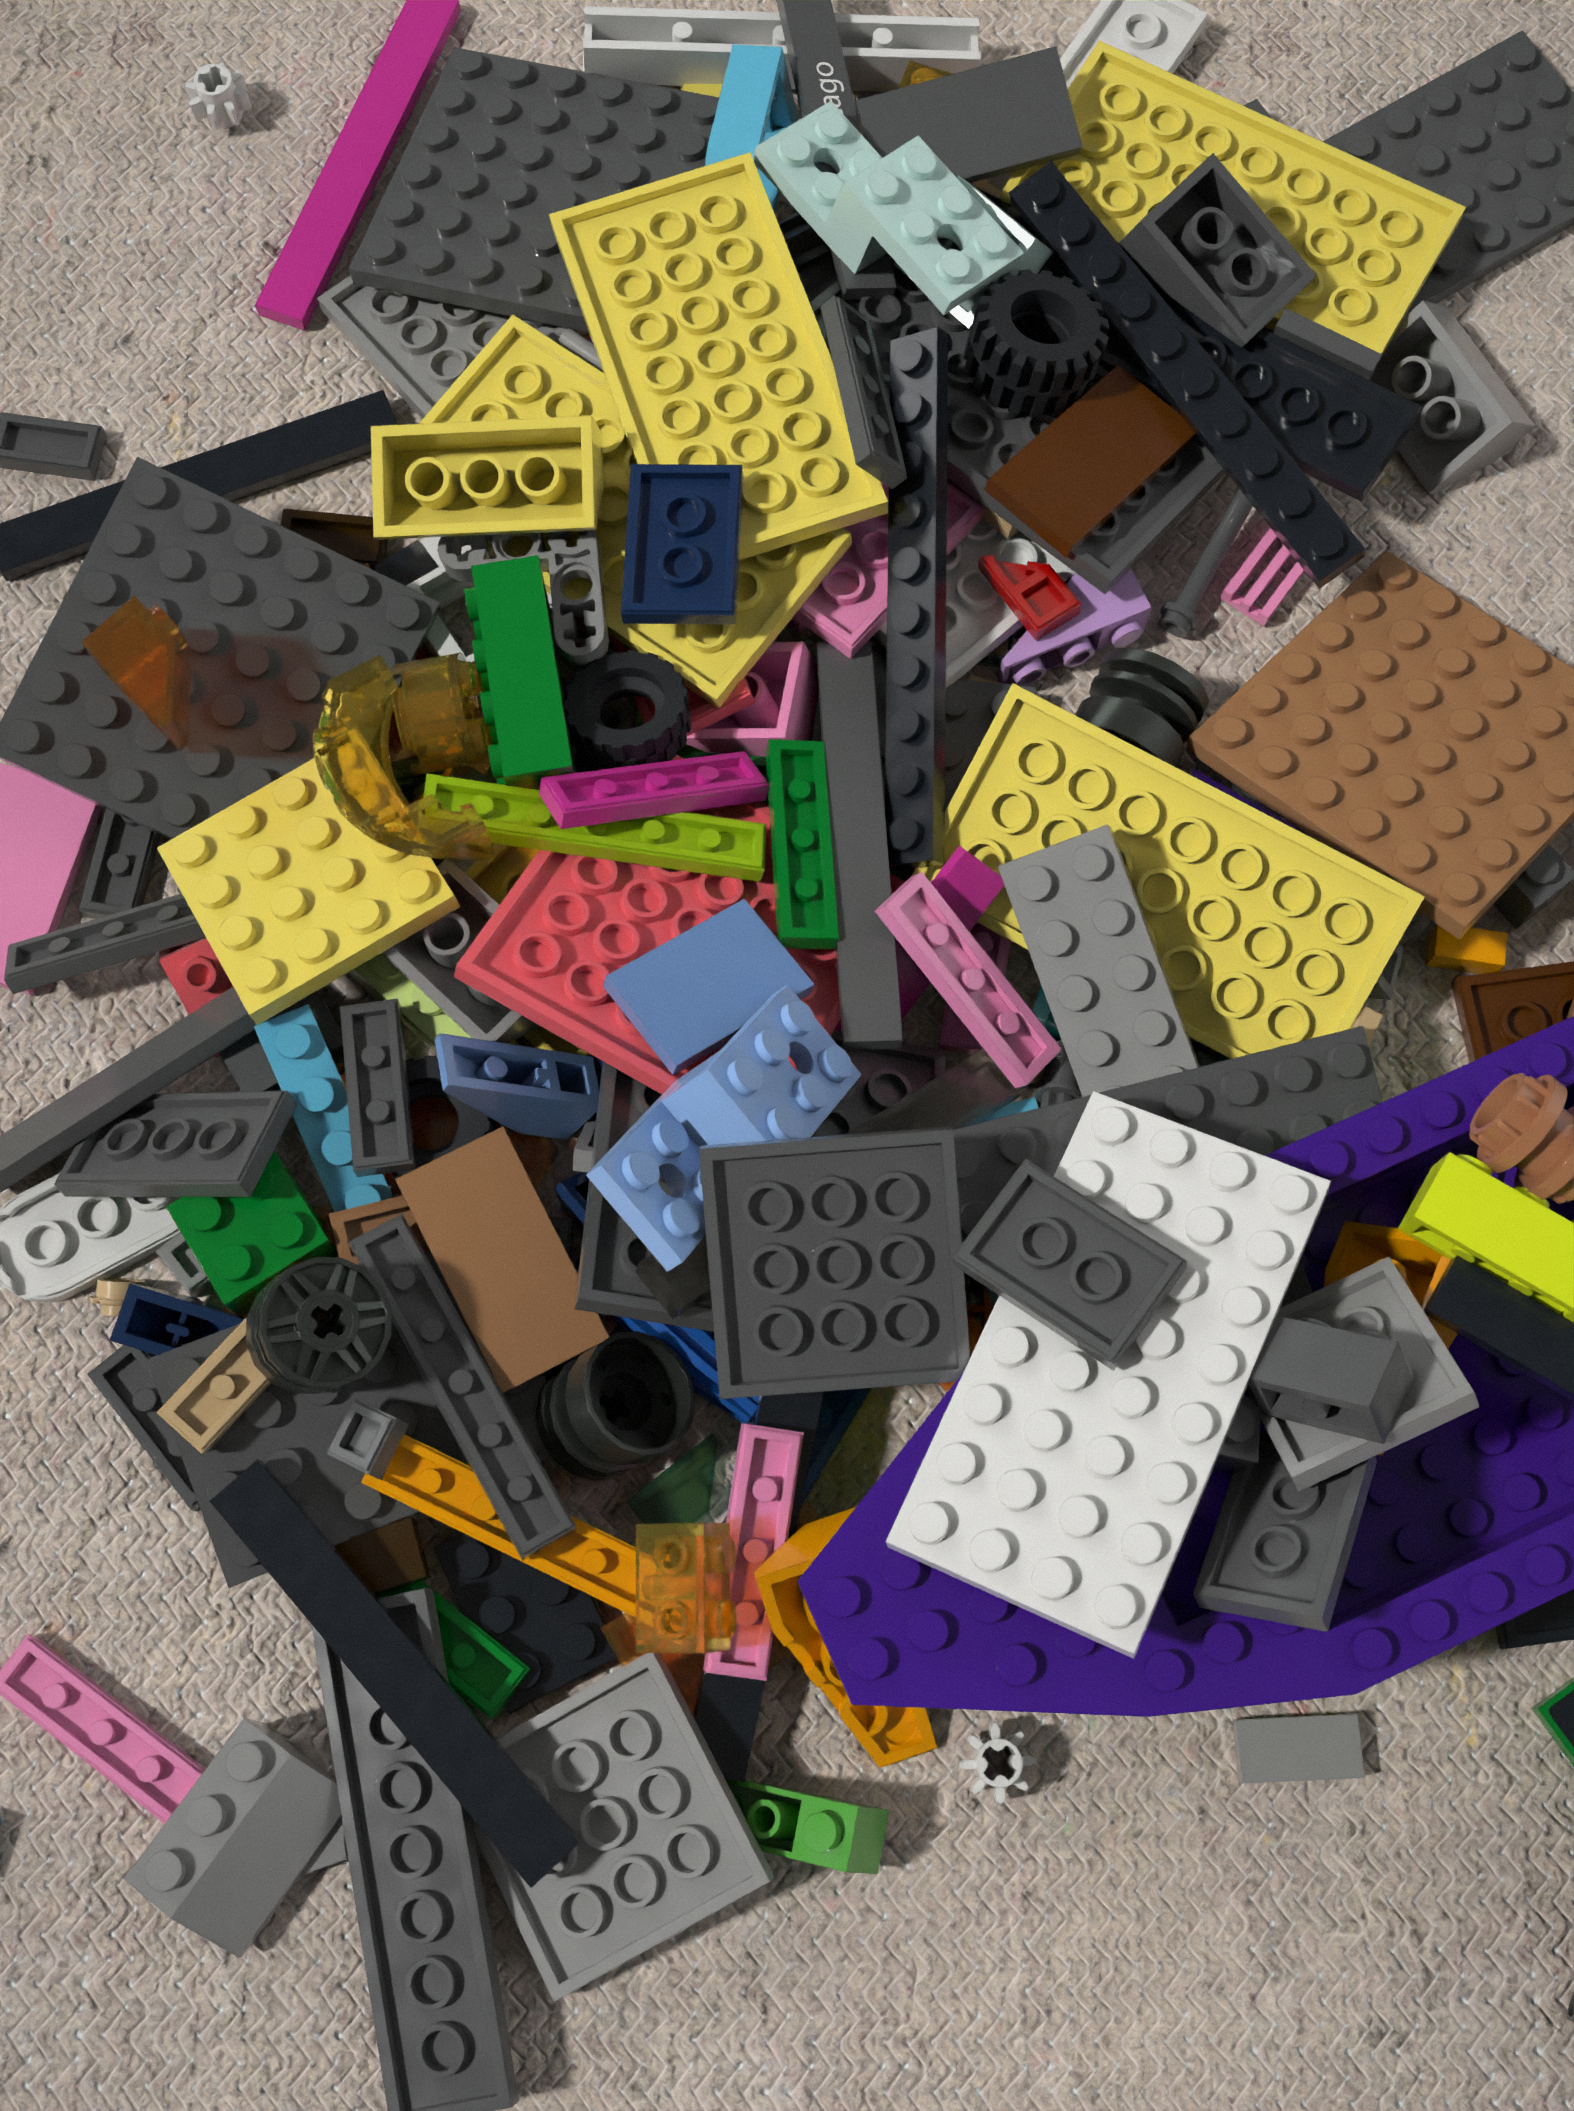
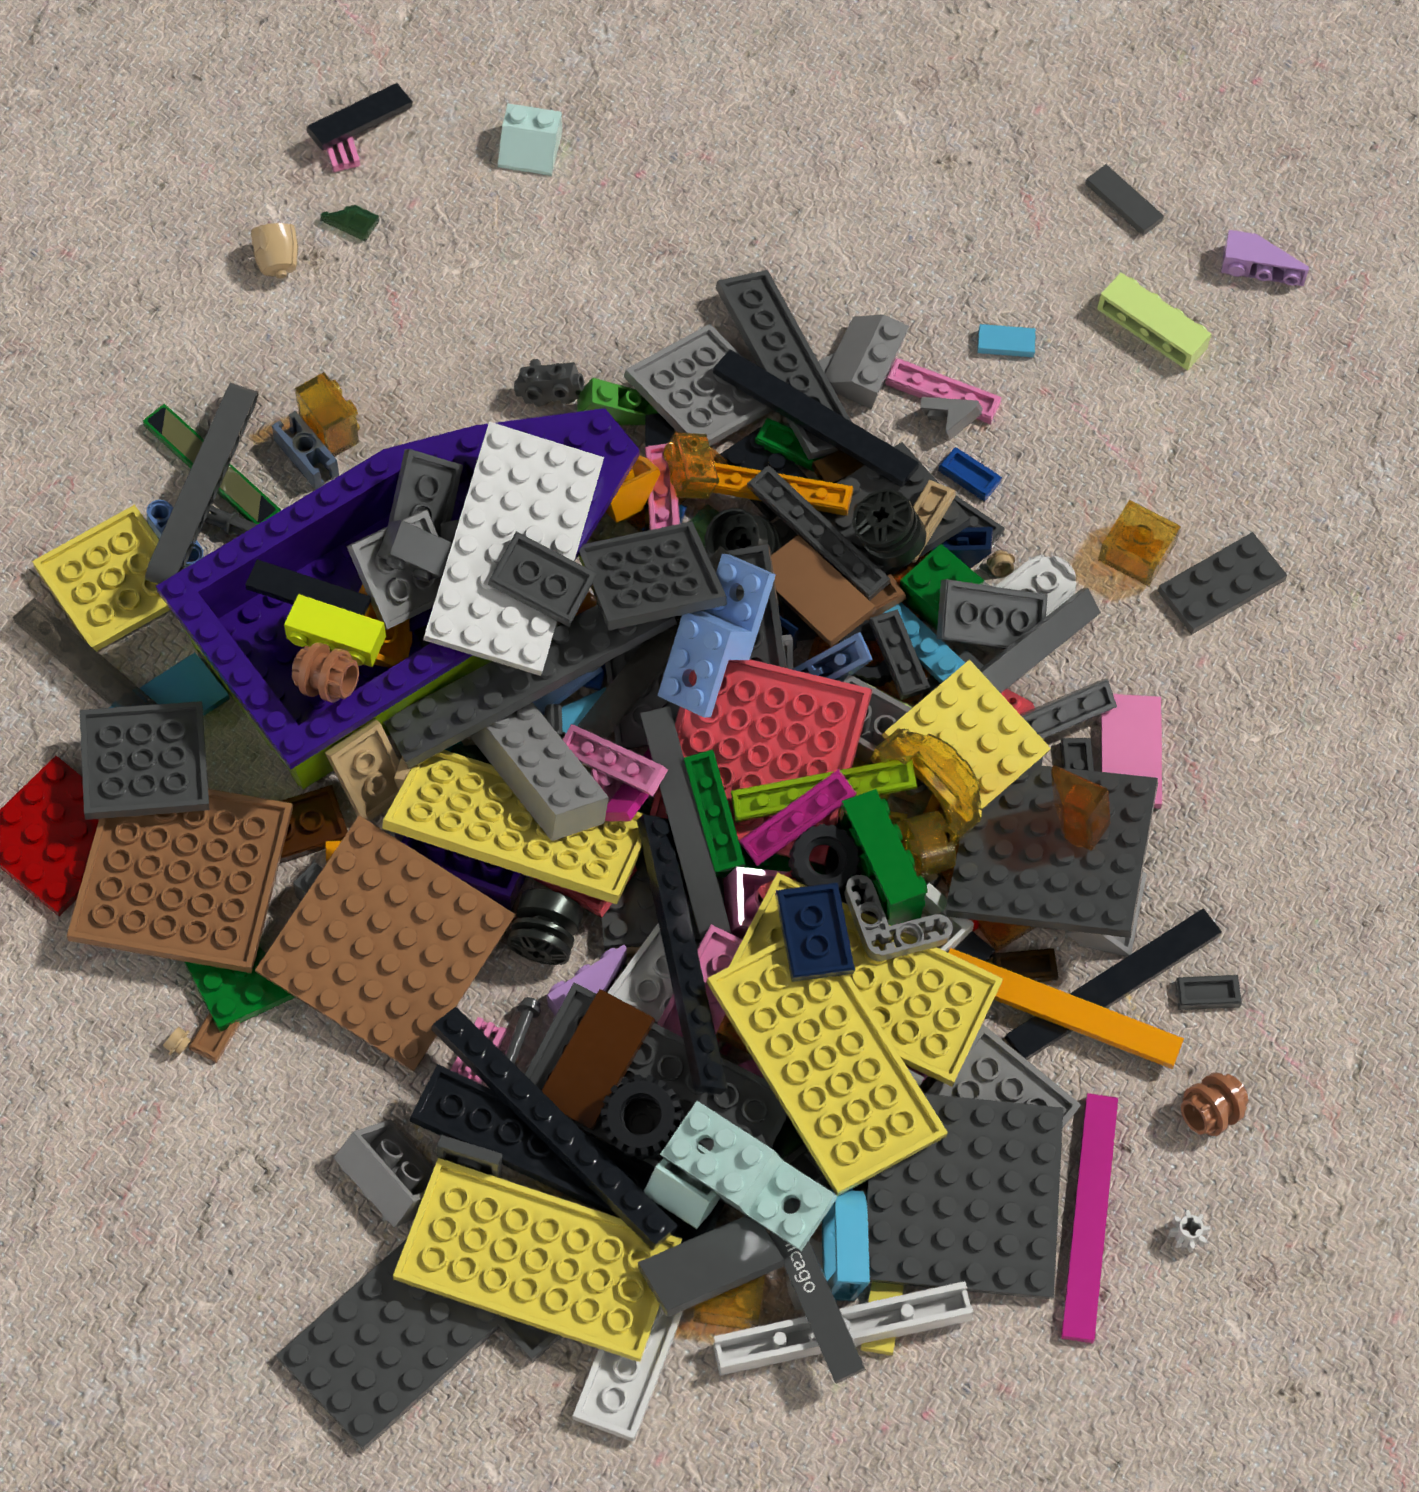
camera: 165 degrees right, 10 degrees down
(88, 1653) = (958, 412): none -> light grey slope
(106, 252) = (1214, 1104): none -> nougat piece
(114, 1518) = (970, 474): none -> blue tile
(259, 423) = (1082, 1015): none -> light orange tile
(367, 1439) = (850, 498): dark grey tile -> none
(486, 477) = (933, 957): light yellow slope -> none
(704, 985) = (744, 716): medium blue tile -> none
(863, 392) = (736, 1048): dark grey tile -> none
(946, 1904) = (549, 383): none -> dark grey brick
(1032, 593) = (617, 983): red tile -> none
(1218, 254) = (545, 1195): dark grey slope -> none
(1427, 1045) = (366, 769): none -> tan plate
(1431, 1910) = (328, 413): none -> clear yellow brick
(1504, 1849) = (302, 440): none -> sand blue piece

